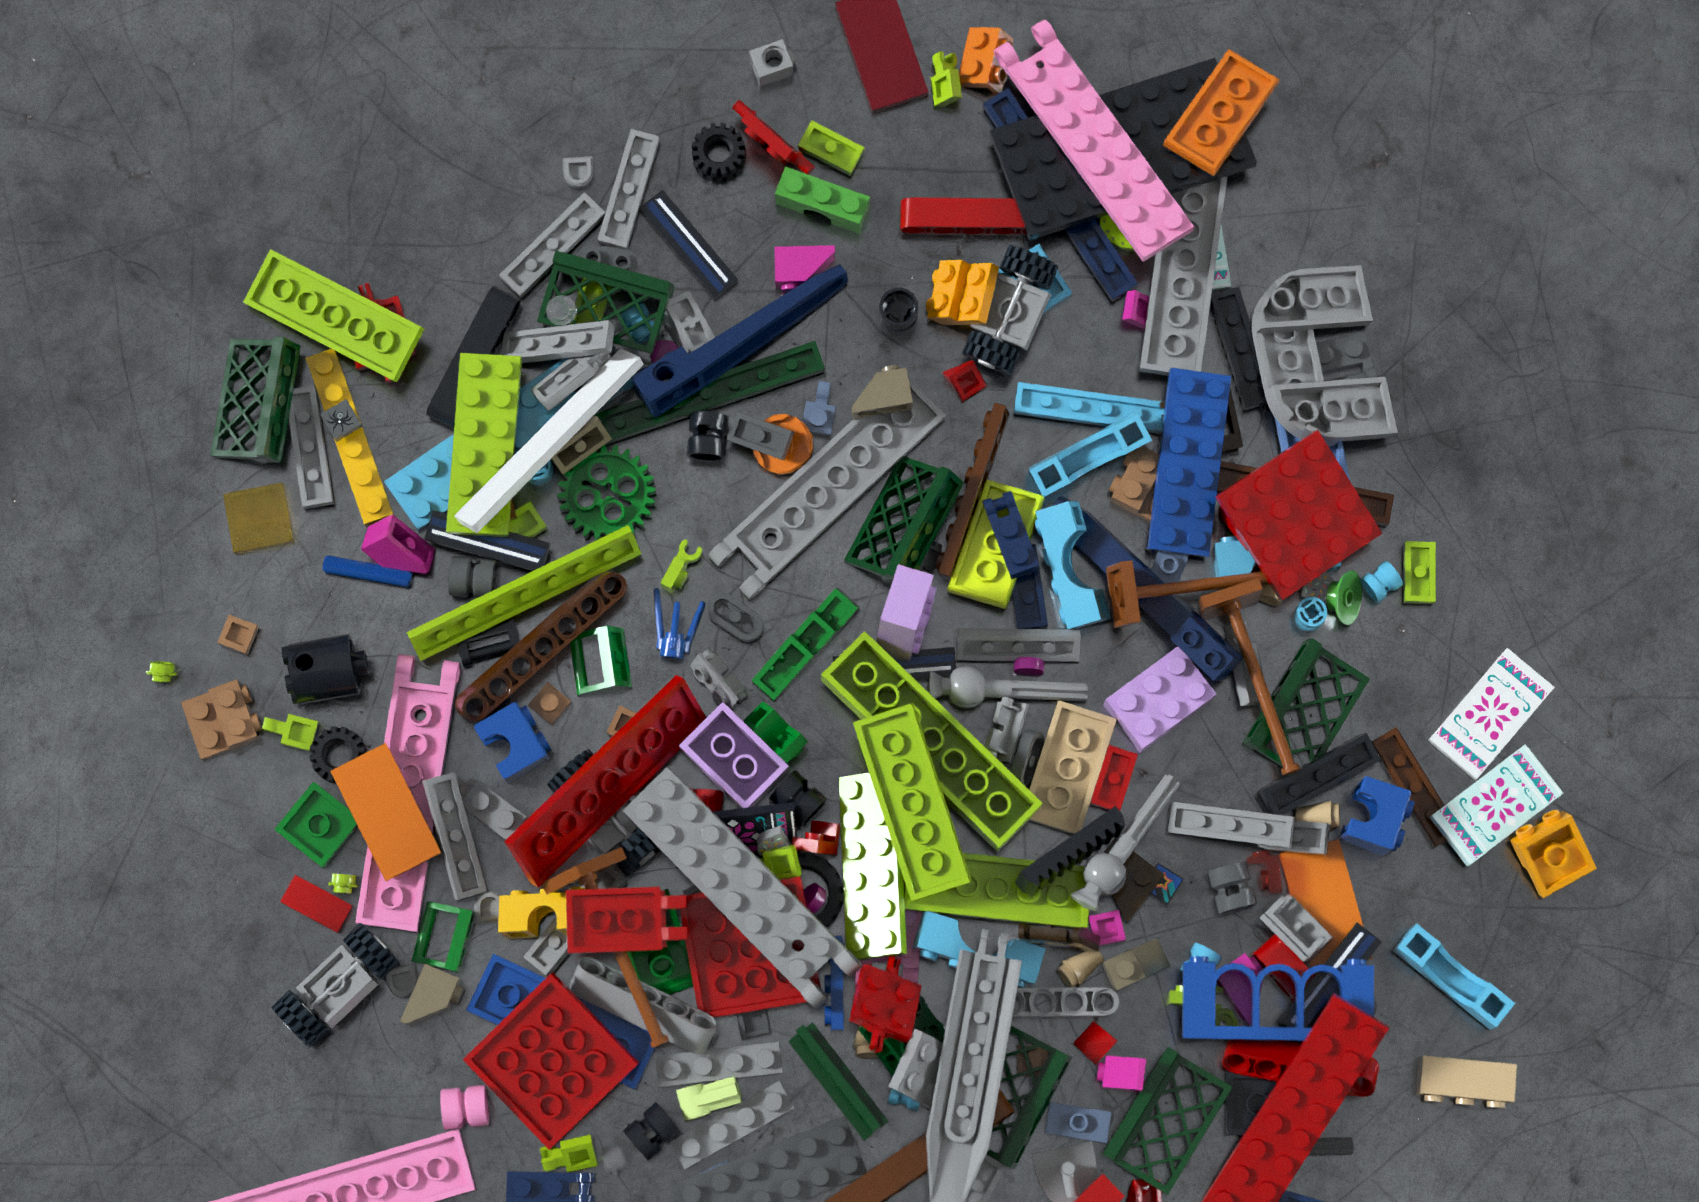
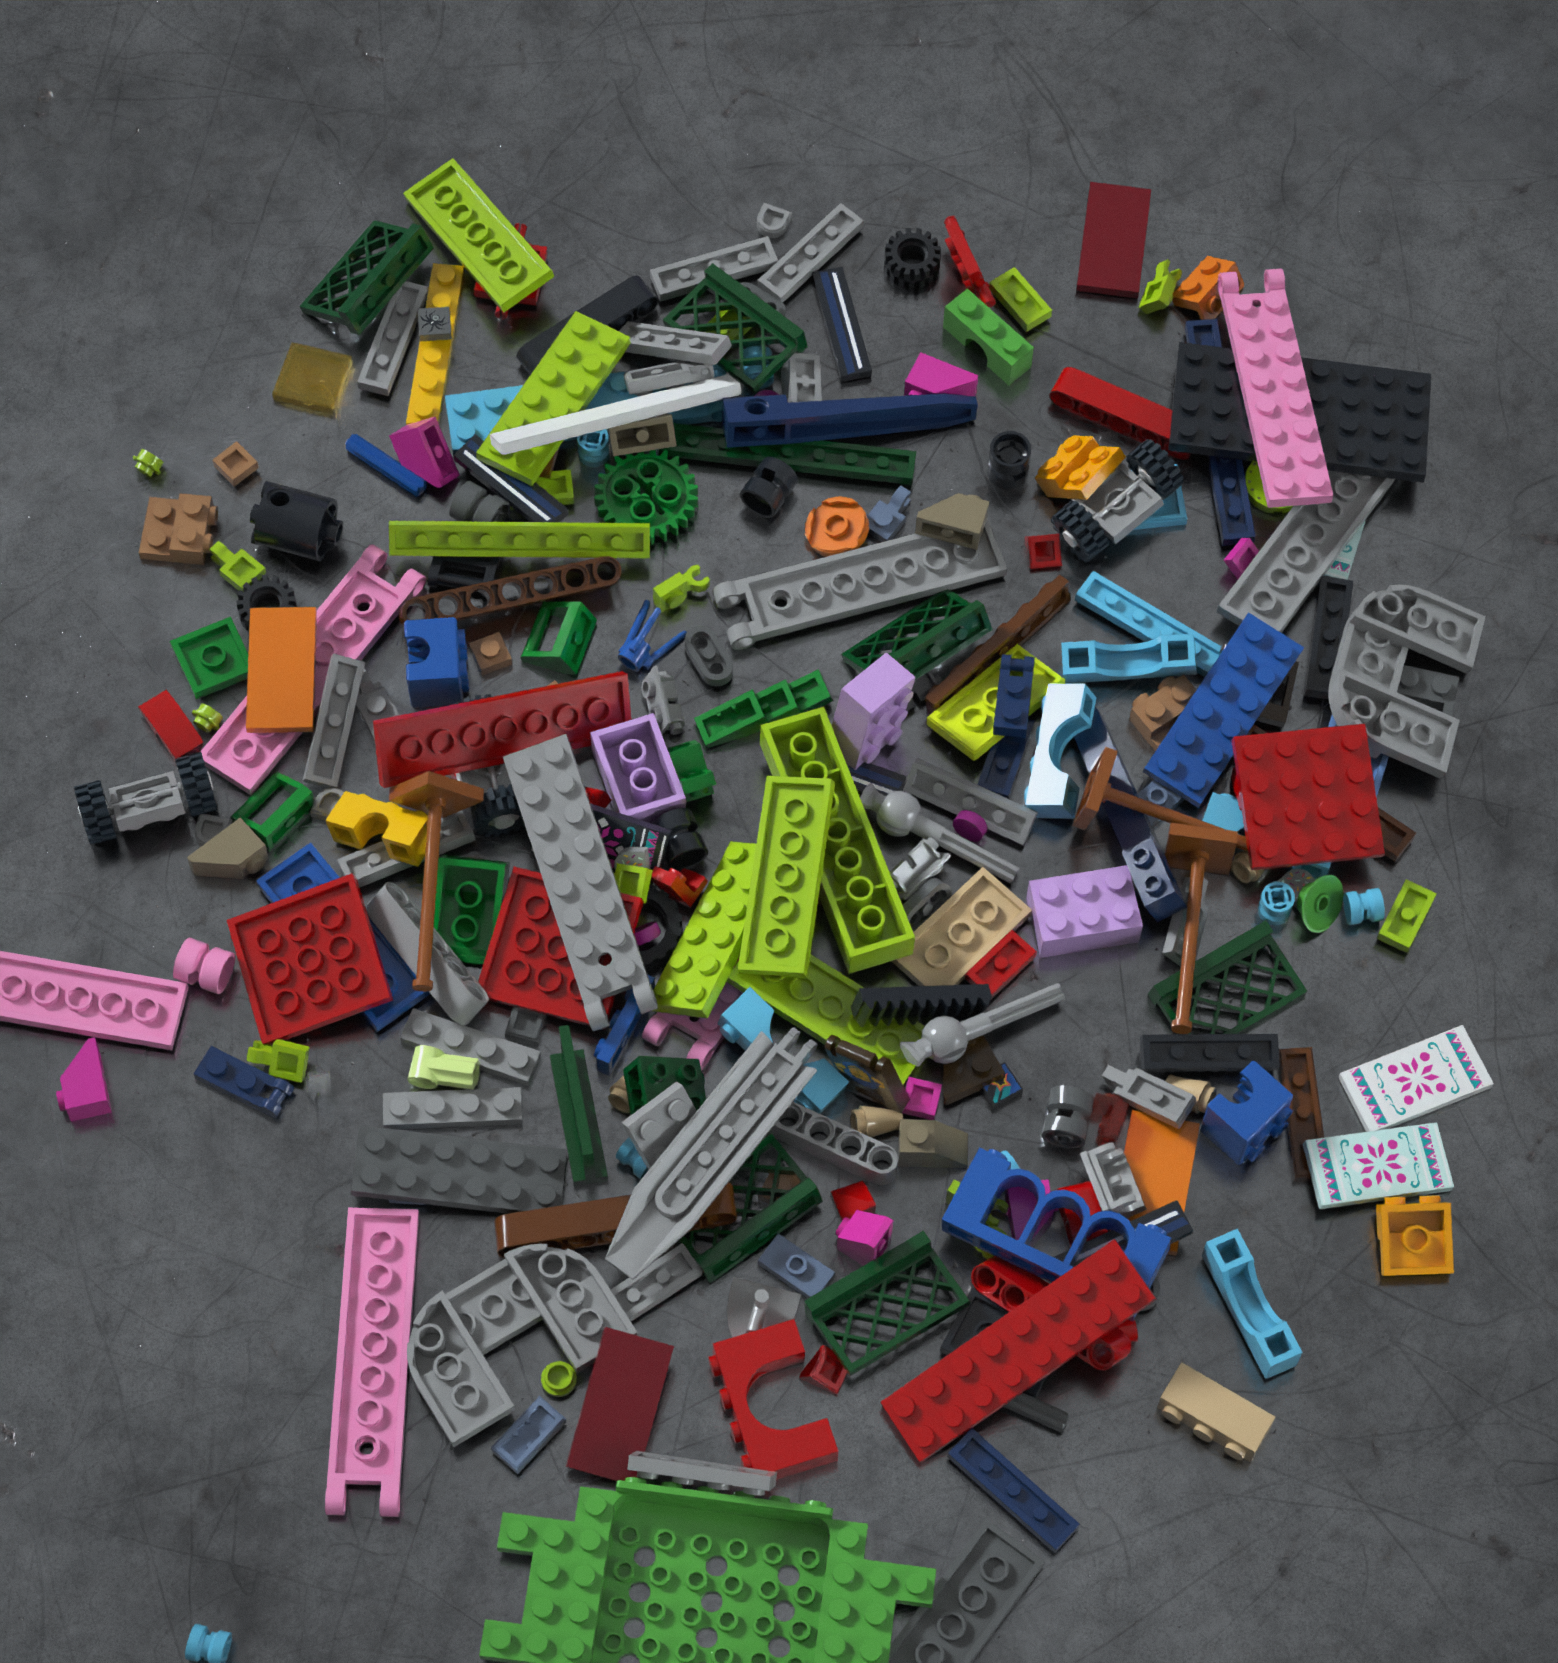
camera: 25 degrees right, 15 degrees down
(561, 310) = (689, 316): clear plate -> none
(620, 919) = (447, 852): red tile -> none
(660, 1123) = (383, 1071): black wheel -> none
(760, 435) = (818, 505): dark grey plate -> none
(766, 74) = (1003, 194): light grey brick -> none
(885, 1003) = (660, 1048): red plate -> none
(1221, 112) = (1411, 416): orange tile -> none
(1231, 824) = (1096, 1055): light grey plate -> none

